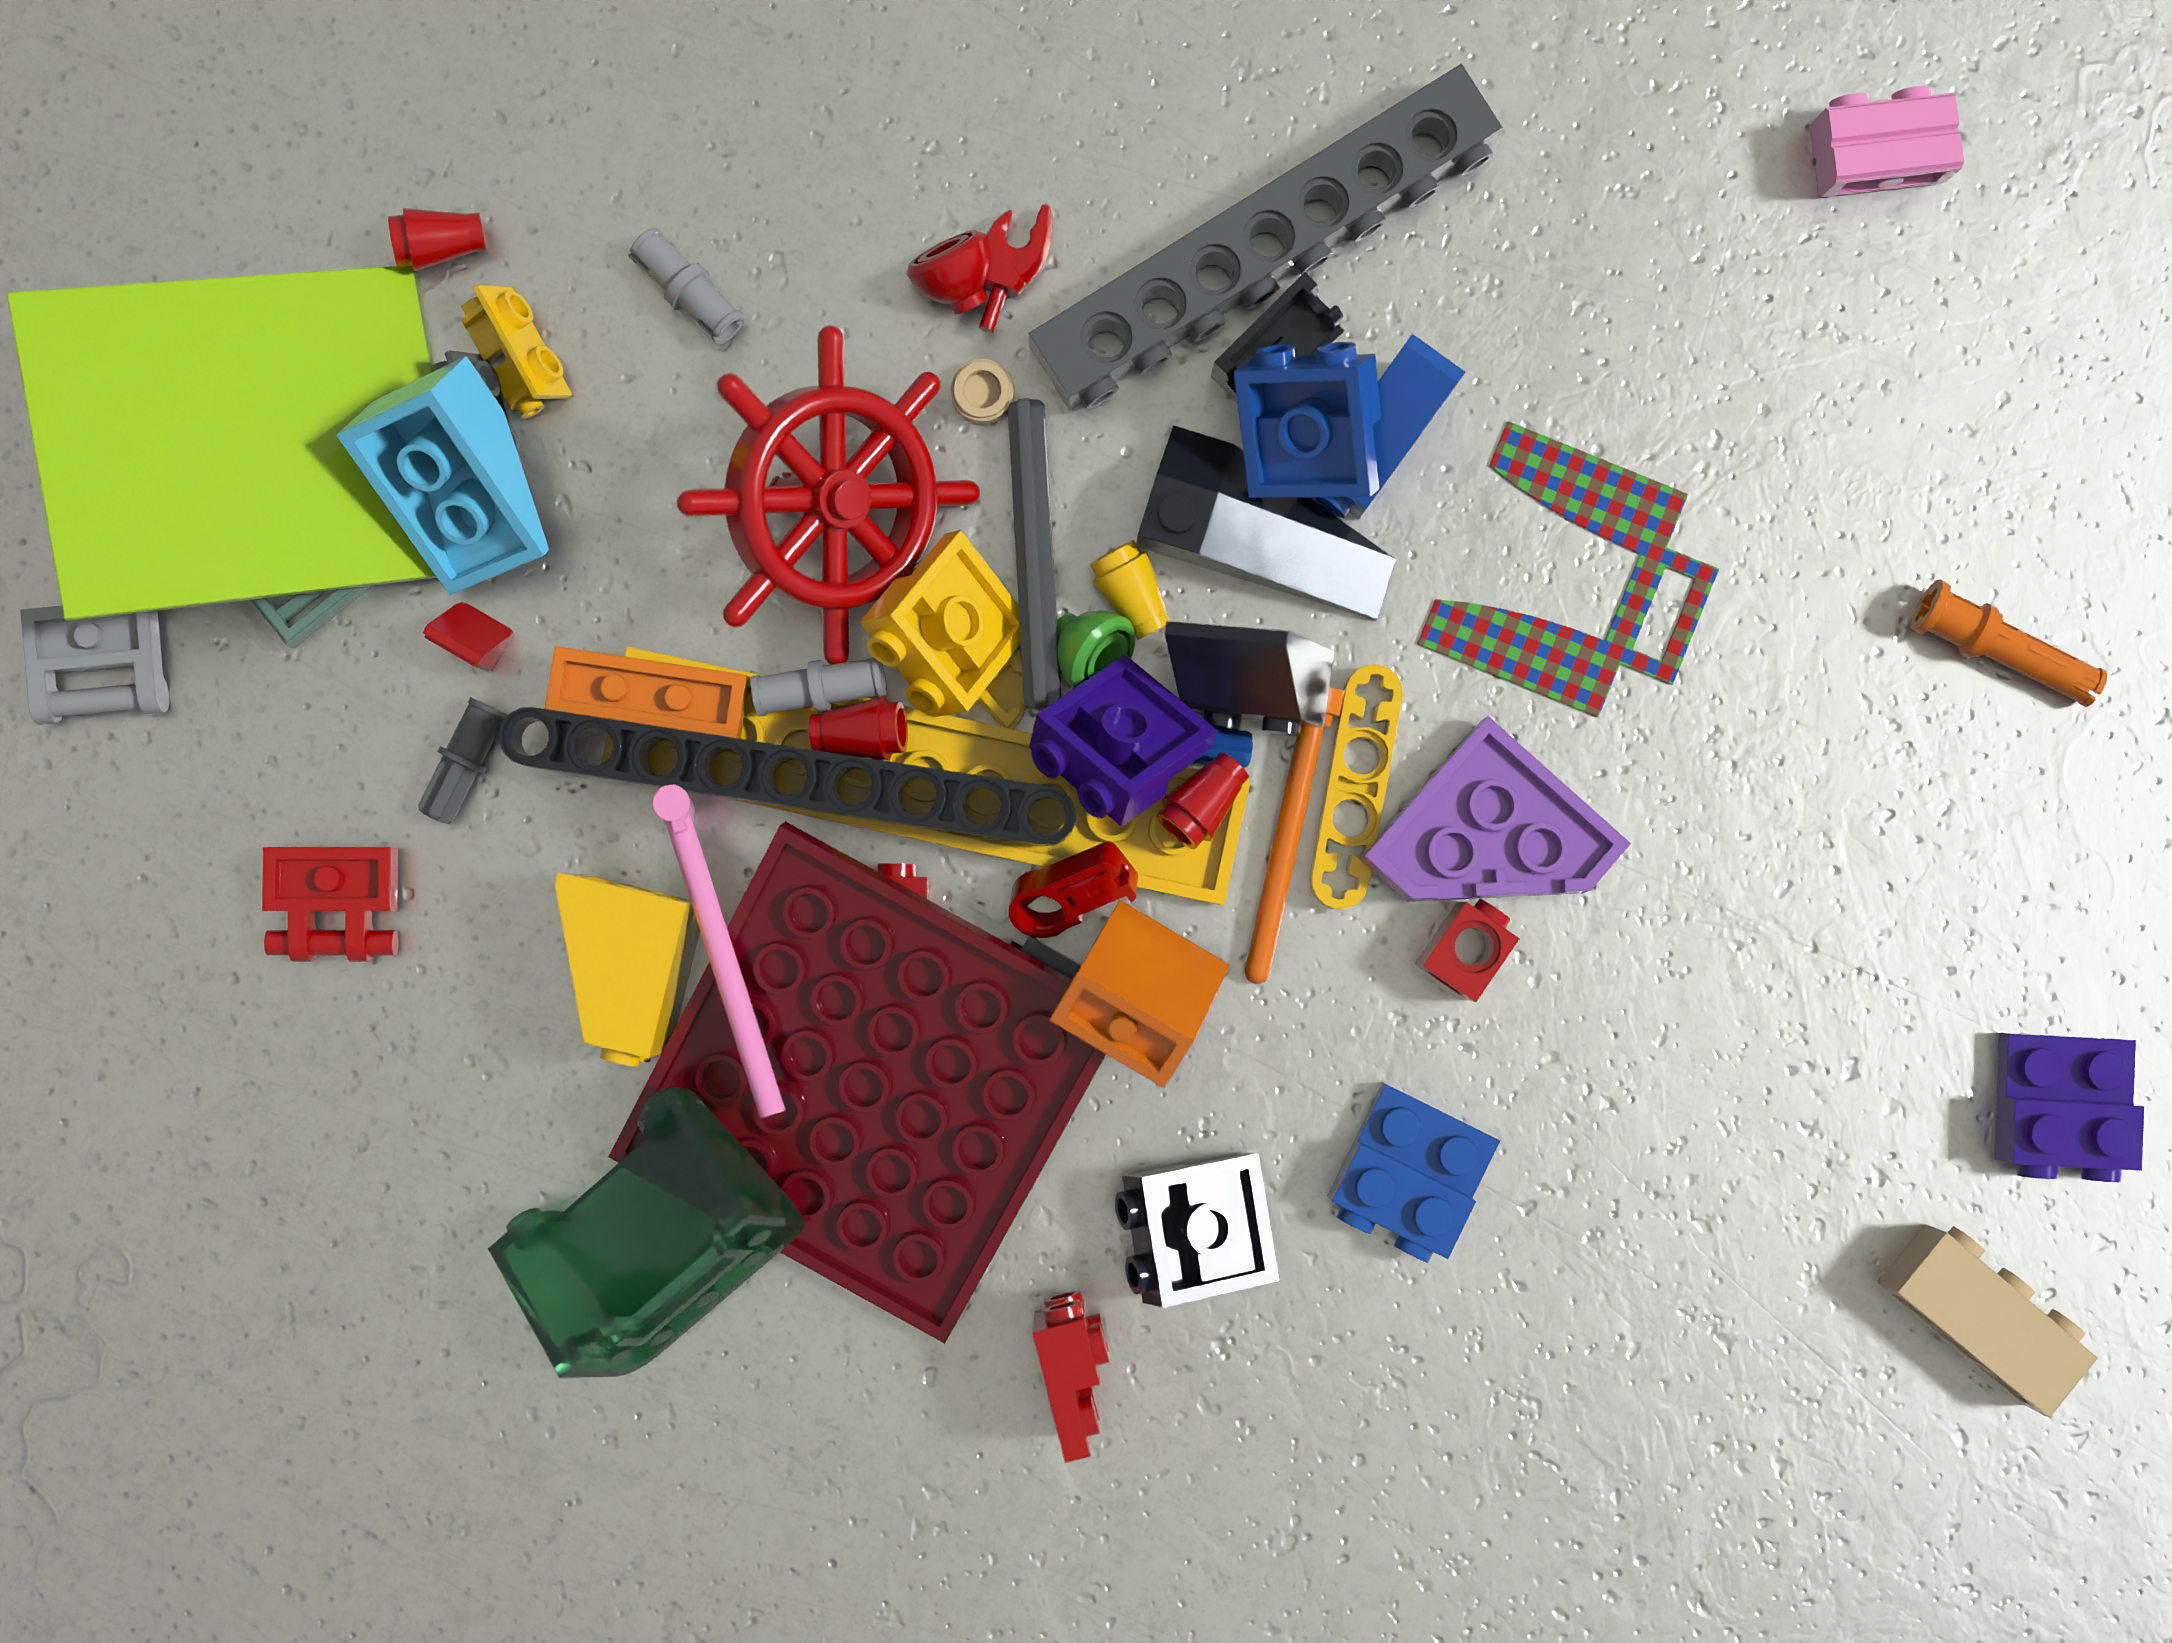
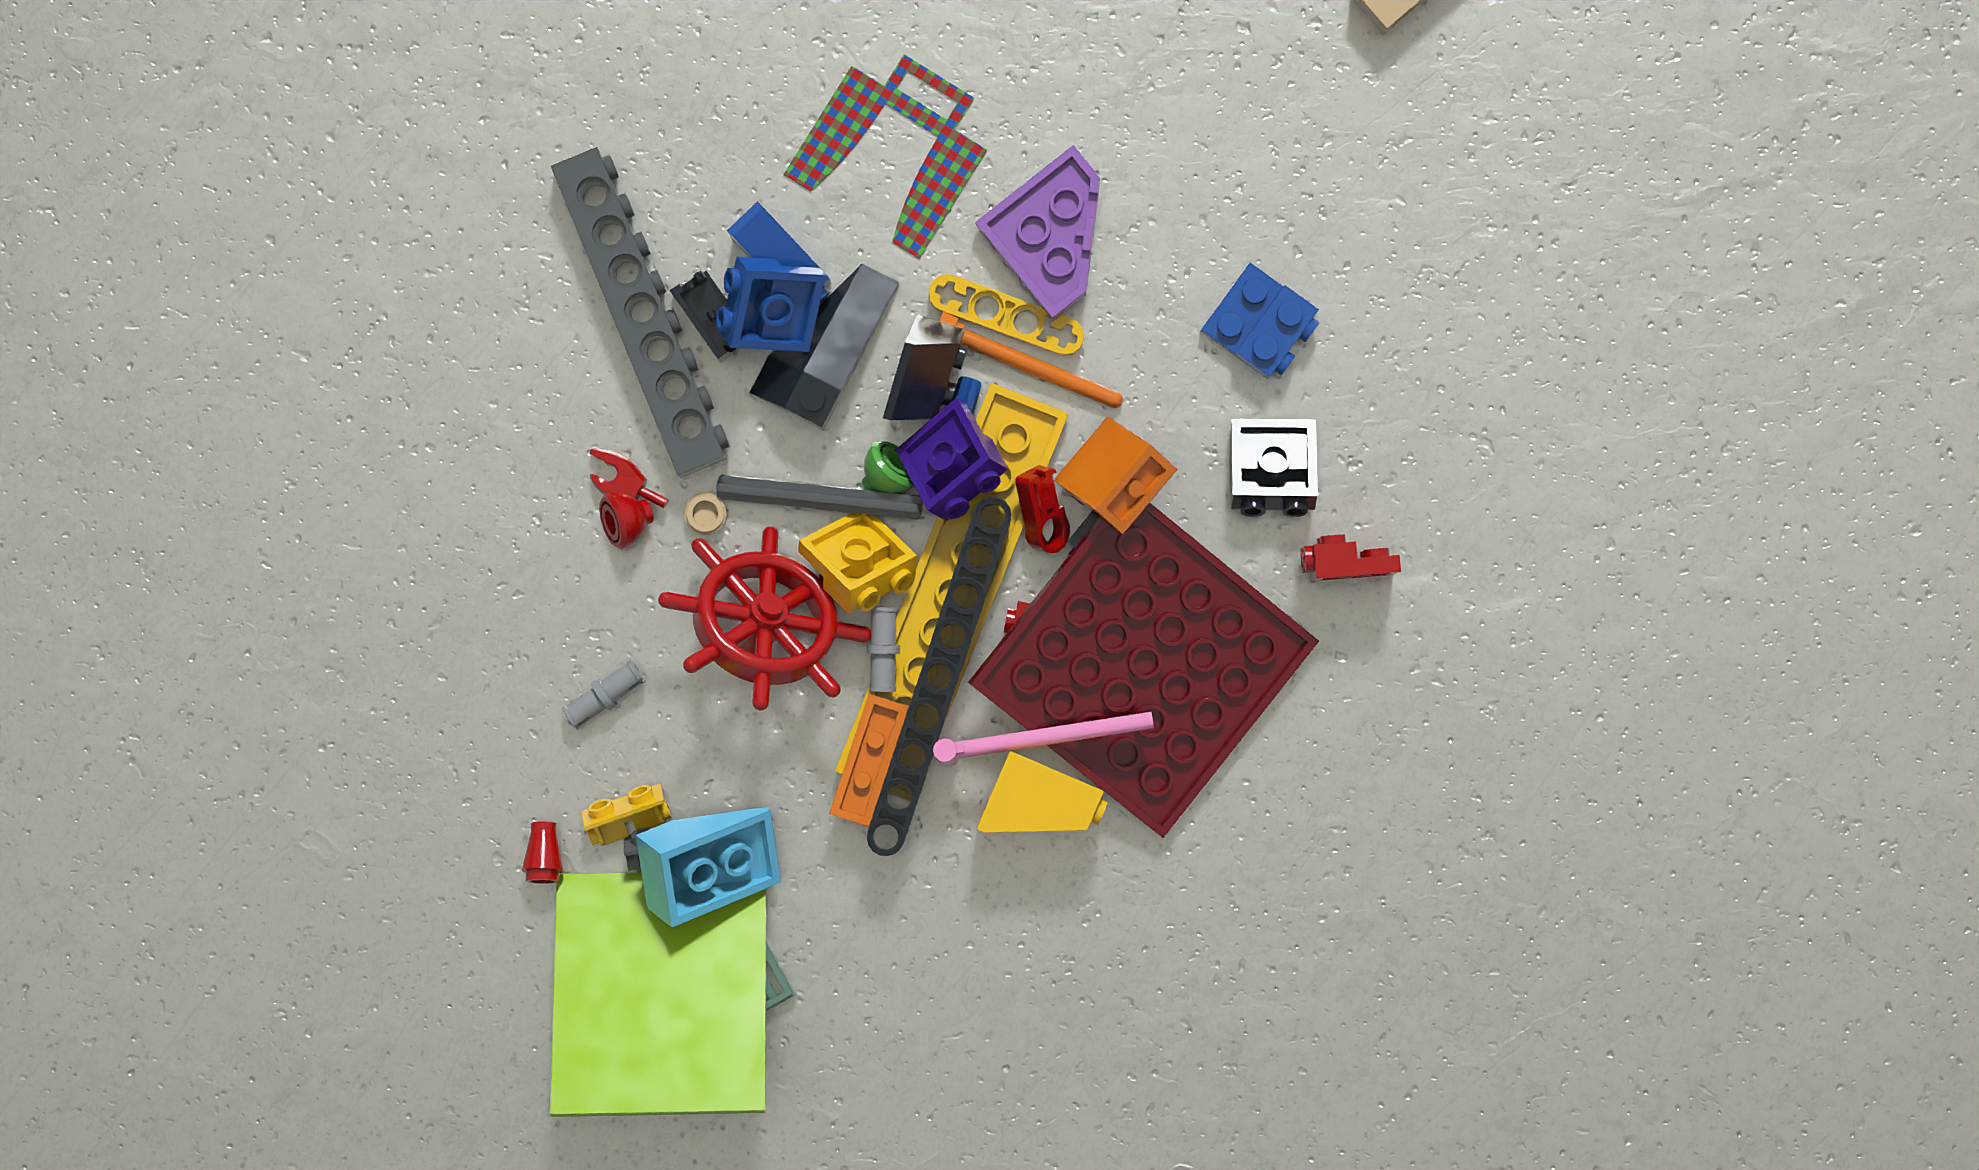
camera: 80 degrees left, 0 degrees up
(89, 645) = (767, 1132): light grey plate -> none
(330, 880) = (954, 988): red plate -> none
(461, 761) = (890, 893): dark grey axle -> none
(470, 635) = (808, 873): red slope -> none
(646, 1243) = (1220, 817): clear green windscreen -> none
(861, 729) = (916, 626): red cone -> none
(1004, 694) = (908, 530): yellow tile -> none
(1131, 587) = (851, 438): yellow cone -> none
(1202, 801) = (1000, 416): red cone -> none
(1441, 959) = (1127, 279): red brick -> none

